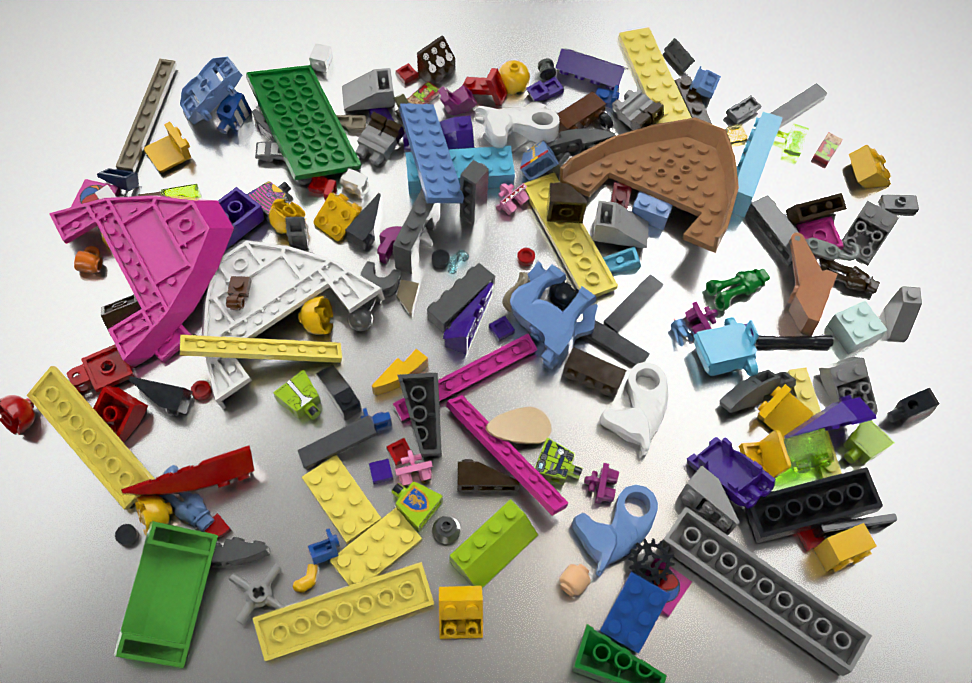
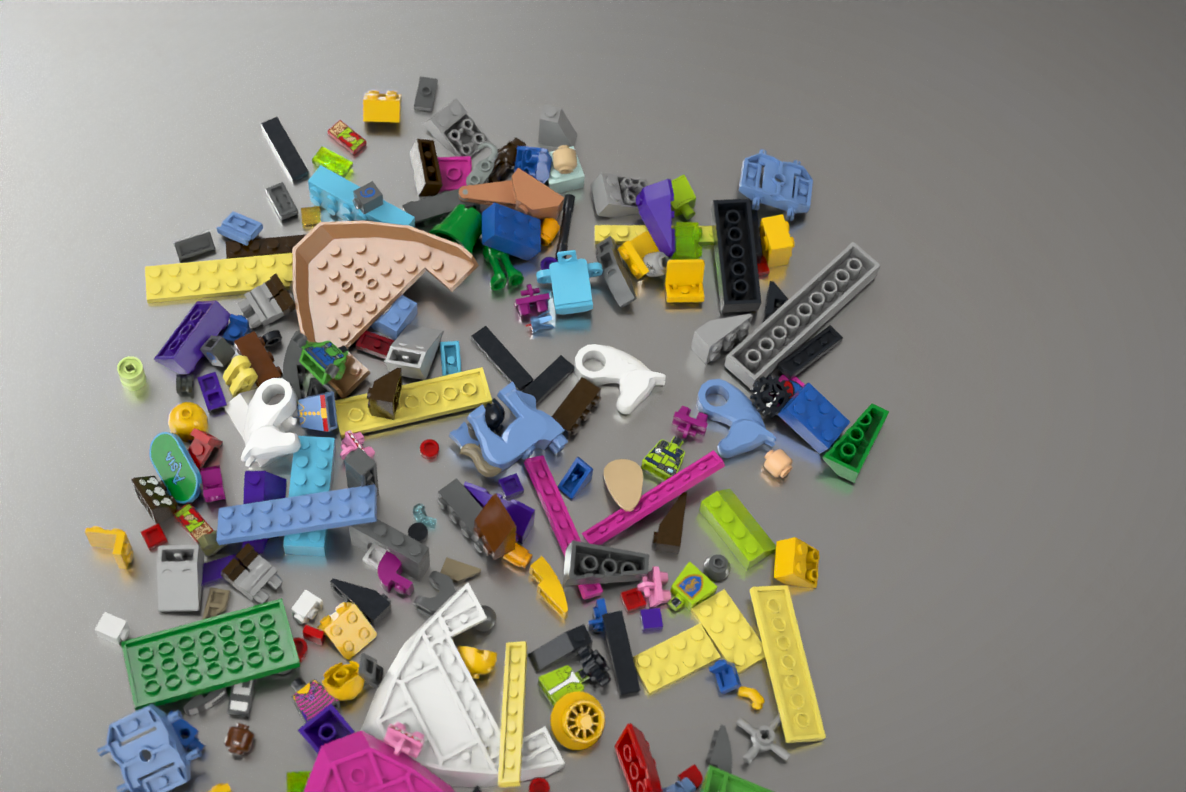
camera: 85 degrees left, 0 degrees up
(228, 253) = (404, 741): none -> bright pink hips
(232, 154) = (239, 739): none -> reddish brown head
(237, 290) = (438, 729): reddish brown plate -> none
(265, 412) = (577, 720): none -> yellow piece
(319, 417) = (594, 665): none -> black gear
(387, 46) = (113, 539): none -> yellow bracket
(429, 340) = (519, 557): none -> light orange brick
(441, 307) = (495, 528): none -> reddish brown slope
(468, 72) = (175, 467): none -> tile
(518, 382) = (576, 478): none -> blue slope
(546, 31) = (131, 373): none -> yellowish green wheel
(561, 99) = (239, 375): none -> light yellow brick
(580, 83) = (217, 351): none -> dark grey brick
(587, 148) = (322, 358): none -> torso
(720, 604) = (809, 352): none -> black tile
(739, 475) = (696, 308): dark purple piece -> none
(751, 241) = (461, 227): none -> green piece
(758, 153) = (367, 198): none -> dark grey brick
(768, 285) = (511, 231): none -> blue brick
(774, 555) = (774, 300): none -> black slope
(776, 421) = (656, 263): none -> light grey head
(784, 324) = (549, 230): none -> light orange brick
(849, 296) = (534, 162): none -> blue slope
(864, 317) = (564, 159): none -> tan head
(905, 543) = (790, 194): none -> medium blue piece
(914, 407) = (651, 149): black torso -> none

